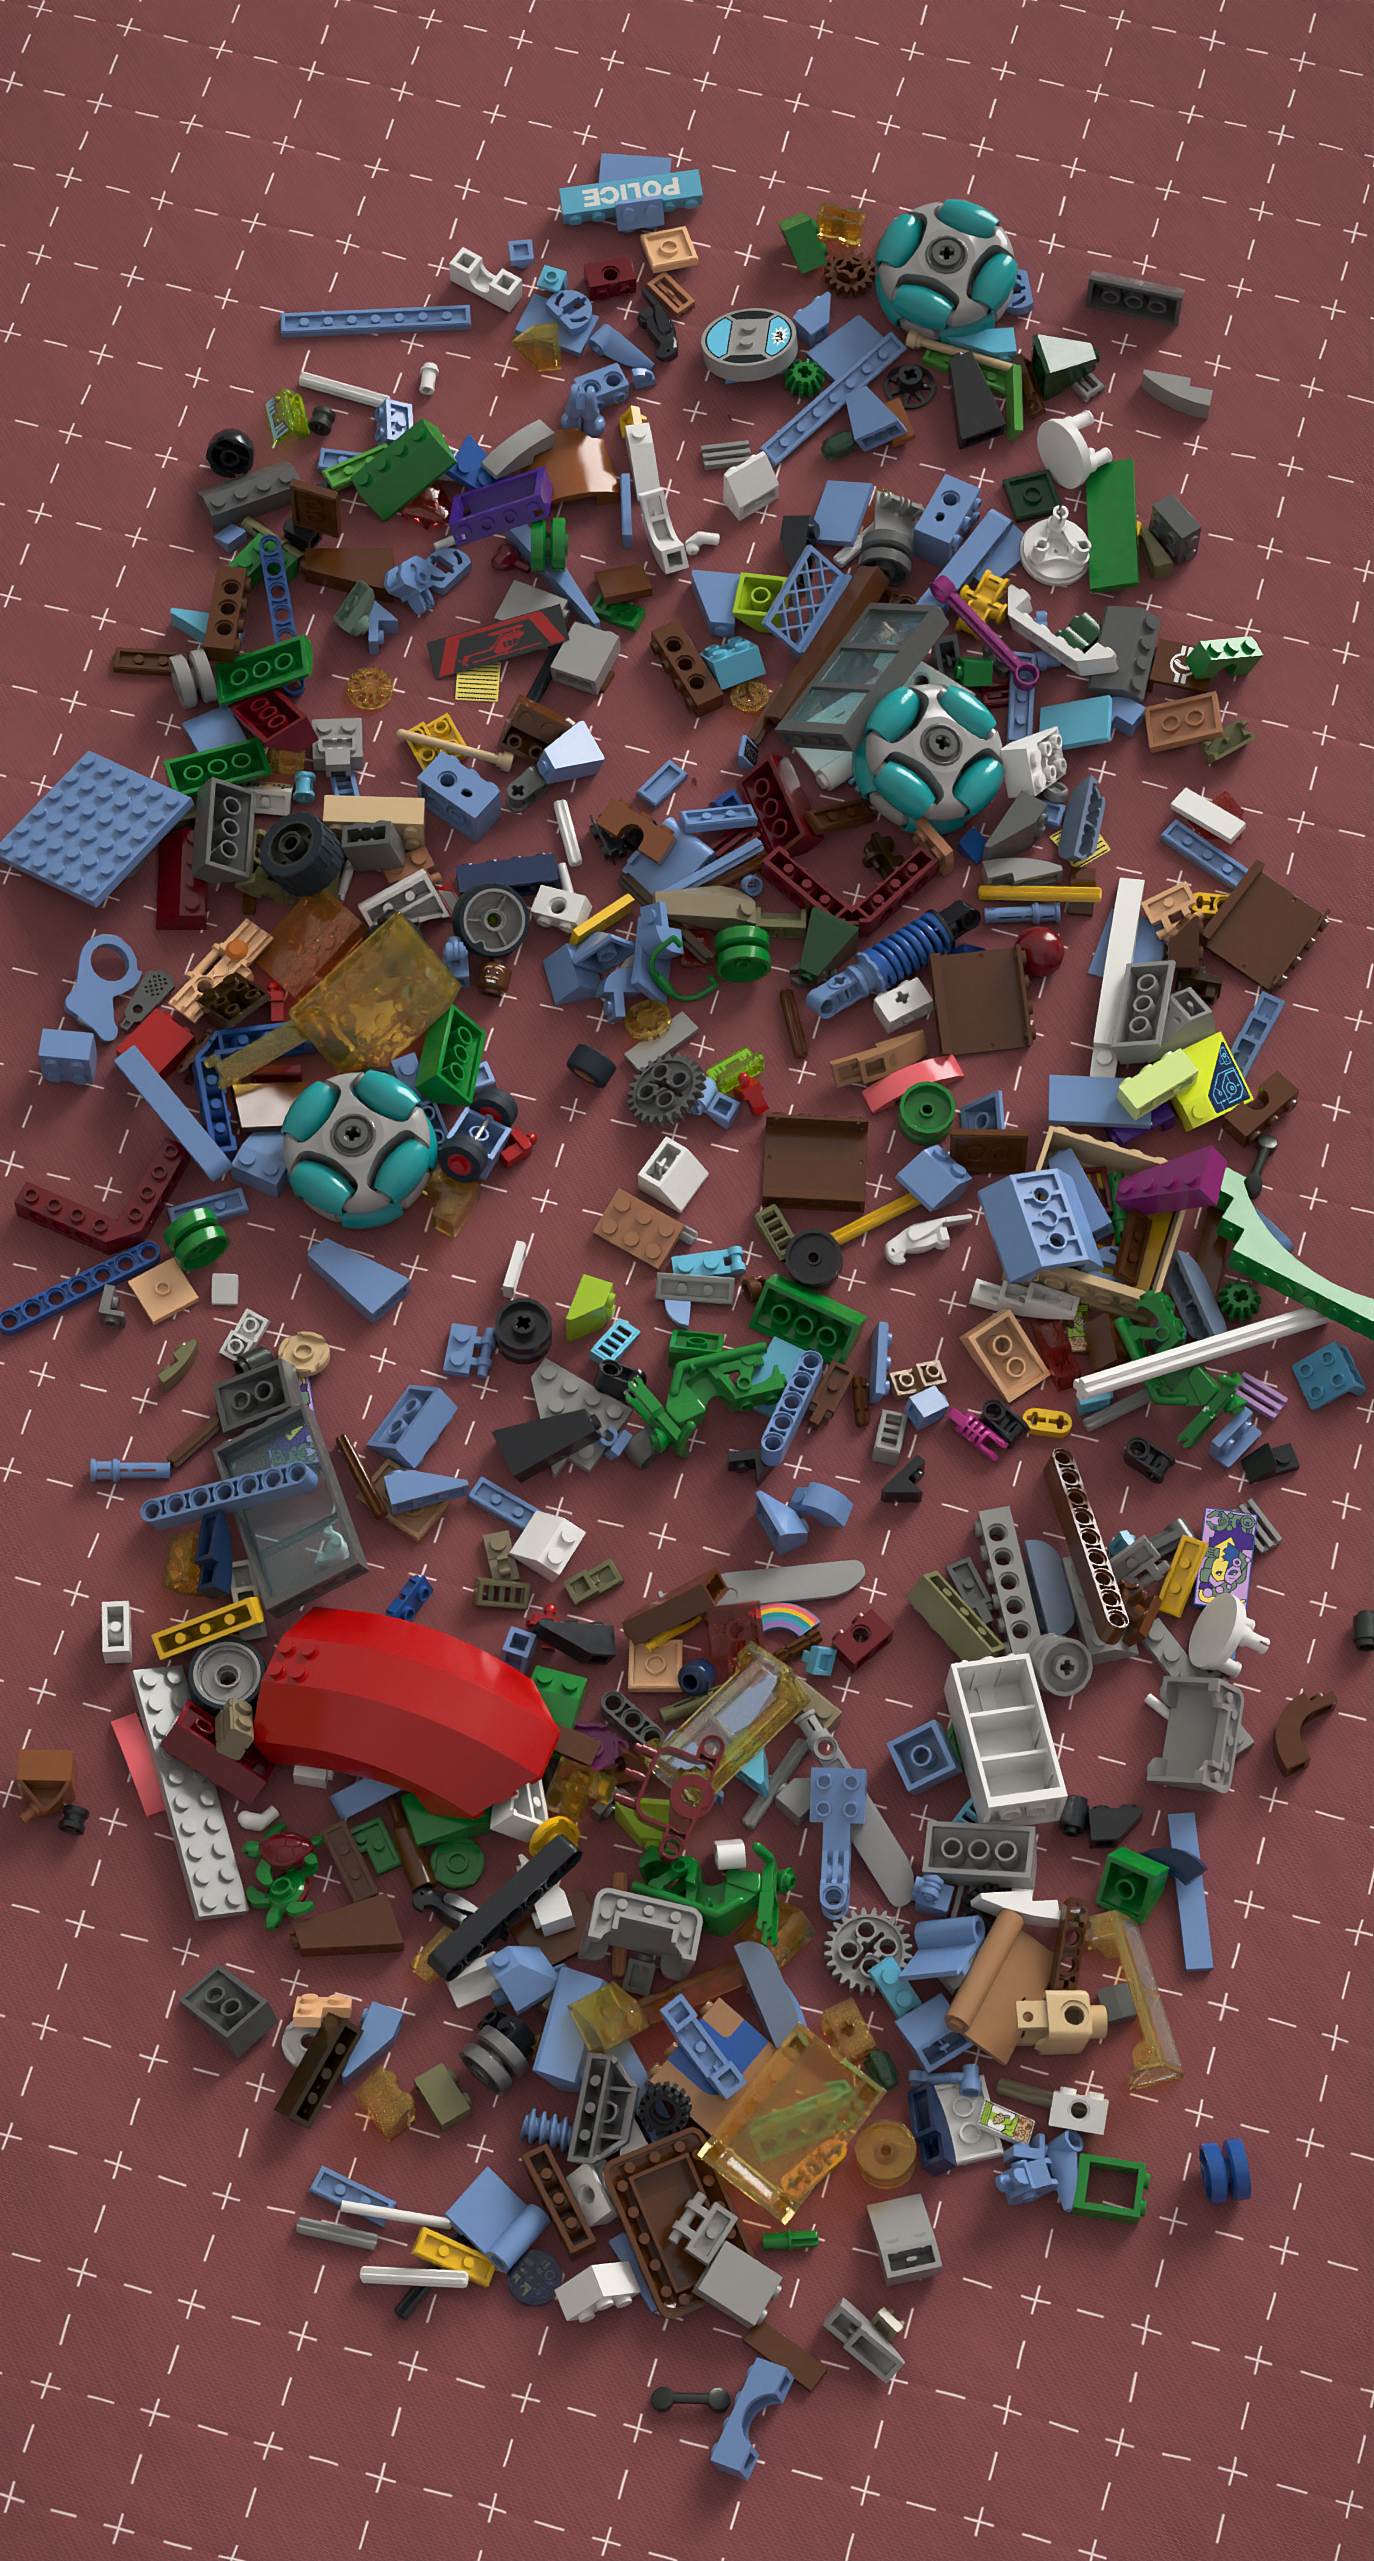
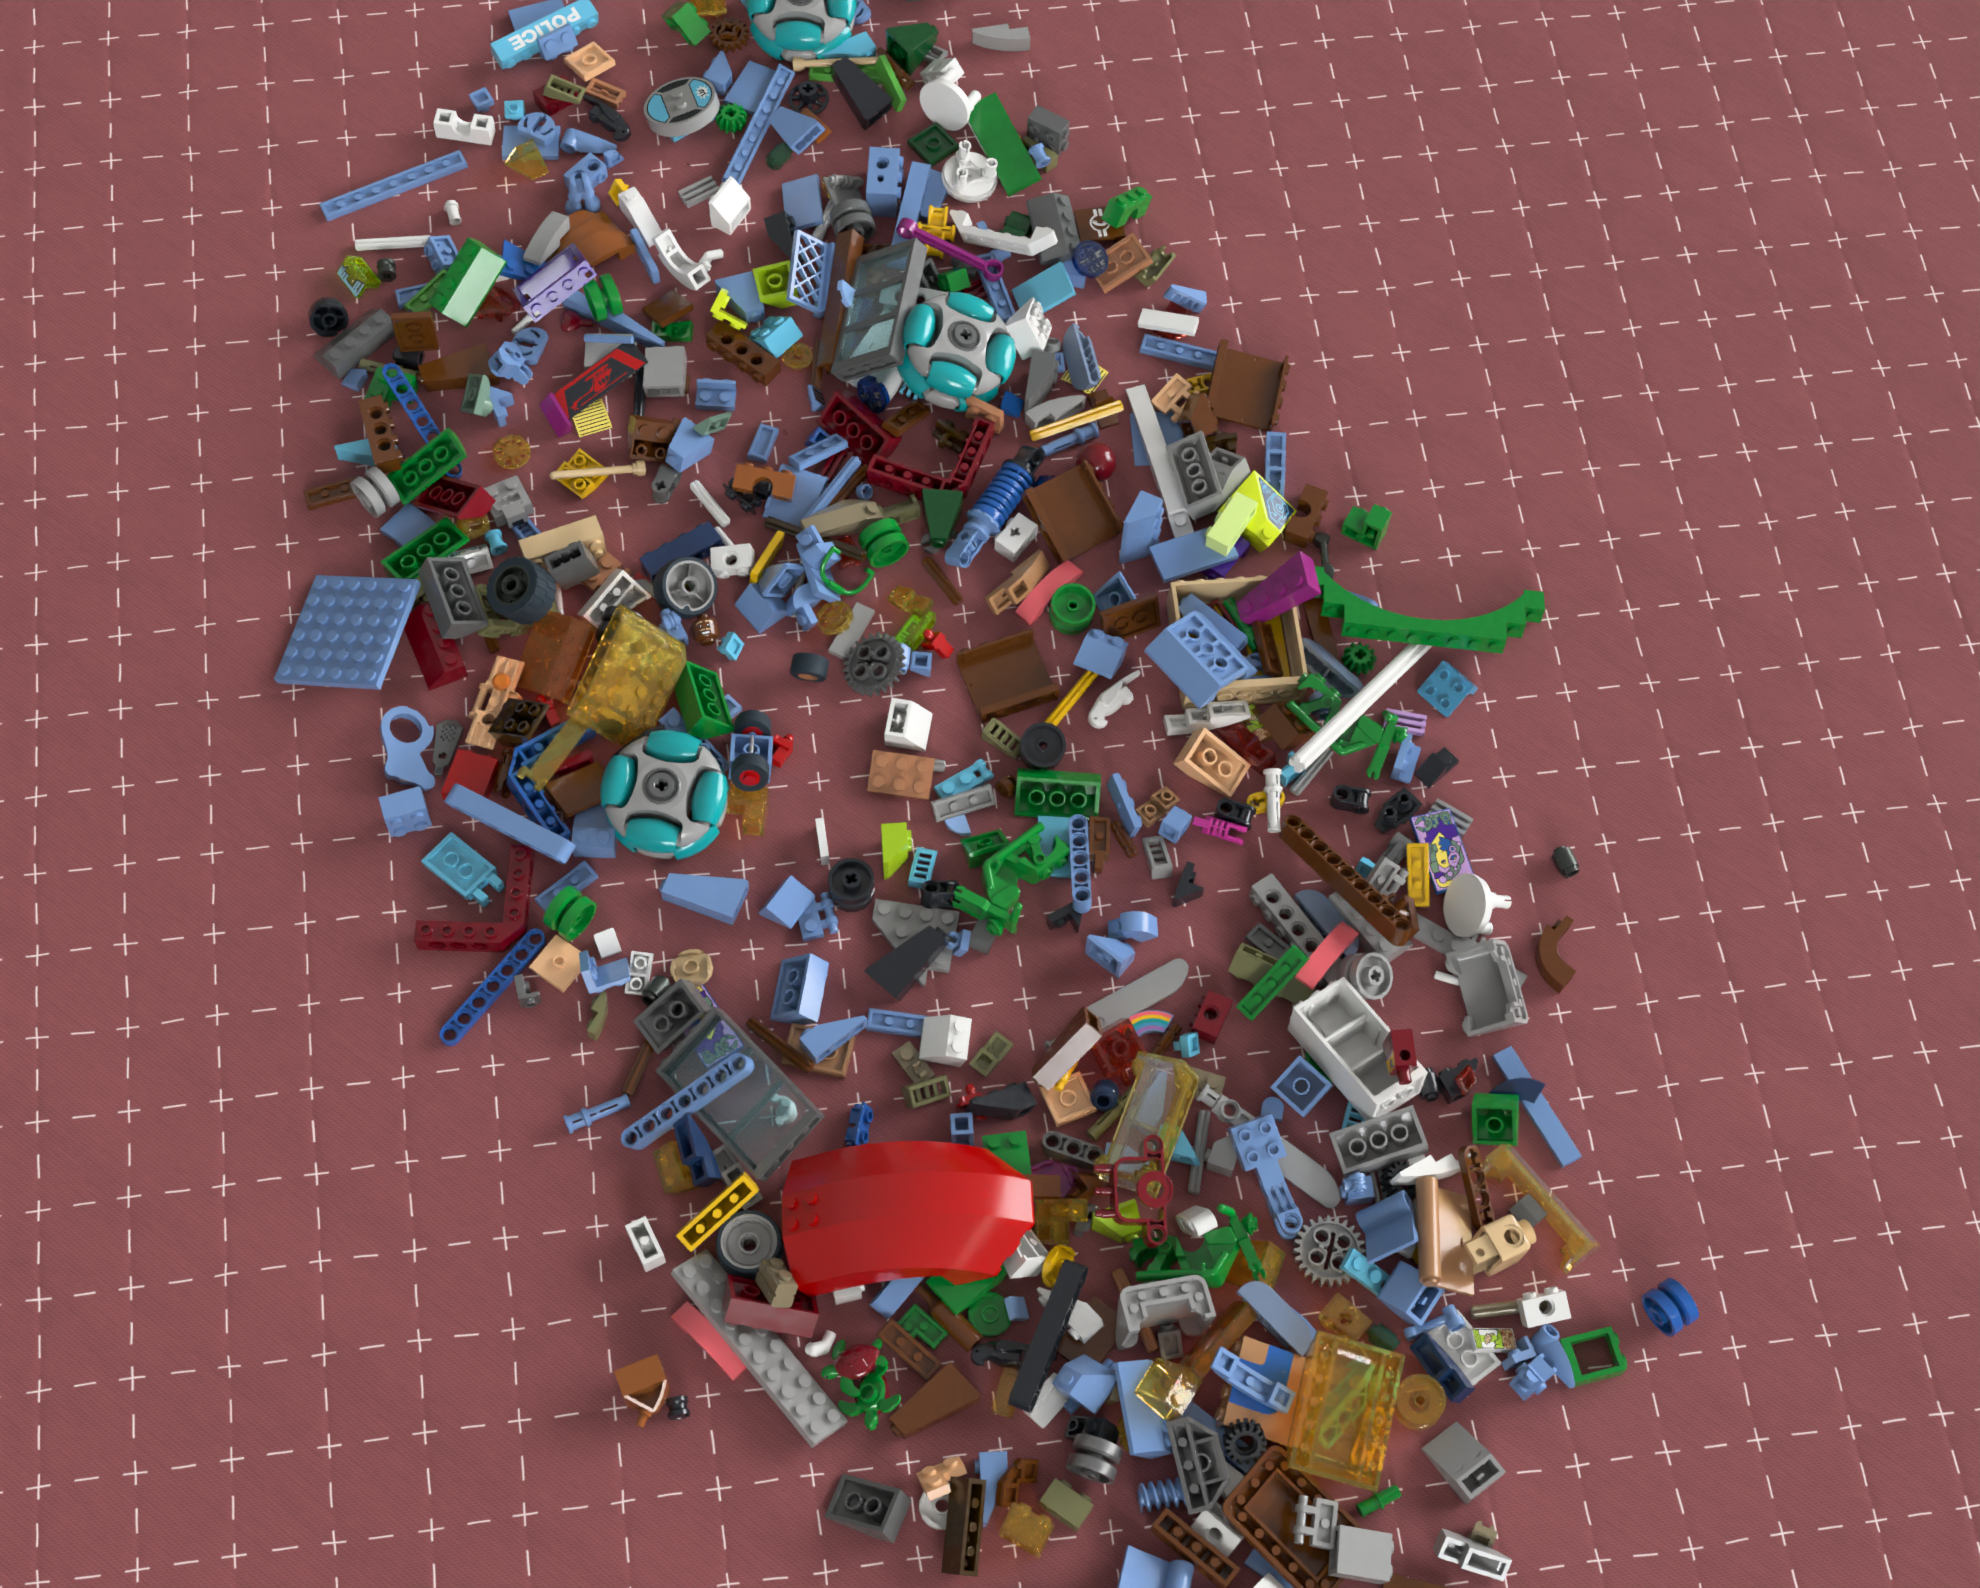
camera: 25 degrees left, 0 degrees up
(104, 1145) = (463, 869): none -> medium azure tile
(196, 1324) = (605, 976): none -> medium blue bracket
(388, 2048) = (1021, 1471): none -> reddish brown tile
(437, 664) = (555, 415): none -> magenta slope
(443, 1323) = (787, 902): none -> medium blue slope
(459, 796) = (619, 505): medium blue piece -> none
(488, 1868) = (1016, 1308): none -> light blue tile
(515, 1007) = (731, 646): none -> medium azure tile
(535, 596) = (608, 339): none -> medium blue piece
(611, 741) = (713, 424): none -> sand green slope
(619, 266) = (556, 93): none -> olive slope
(633, 707) = (716, 394): none -> medium blue bracket
(678, 612) = (721, 301): none -> neon yellow bracket
(744, 1034) = (908, 601): none -> clear yellow slope
(813, 774) = (873, 394): none -> clear blue tile
(835, 641) = (847, 293): none -> light blue tile
(882, 1771) = (1274, 1106): none -> medium blue tile
(946, 1628) = (1272, 982): none -> green plate
(1024, 1620) = (1326, 954): none -> coral slope
(1041, 1762) = (1400, 1054): none -> dark red torso
(1046, 1048) = (1141, 527): none -> medium blue slope
(1057, 1414) = (1273, 791): none -> white pin
(1077, 404) = (939, 67): none -> white brick
(1115, 1825) = (1466, 1079): none -> clear red slope
(1147, 705) = (1090, 259): none -> clear blue tile
(1148, 556) = (1039, 155): none -> medium blue bush
(1196, 1494) = (1397, 810): none -> black connector
(1245, 793) = (1186, 297): none -> medium blue slope
(1327, 1148) = (1367, 527): none -> green brick

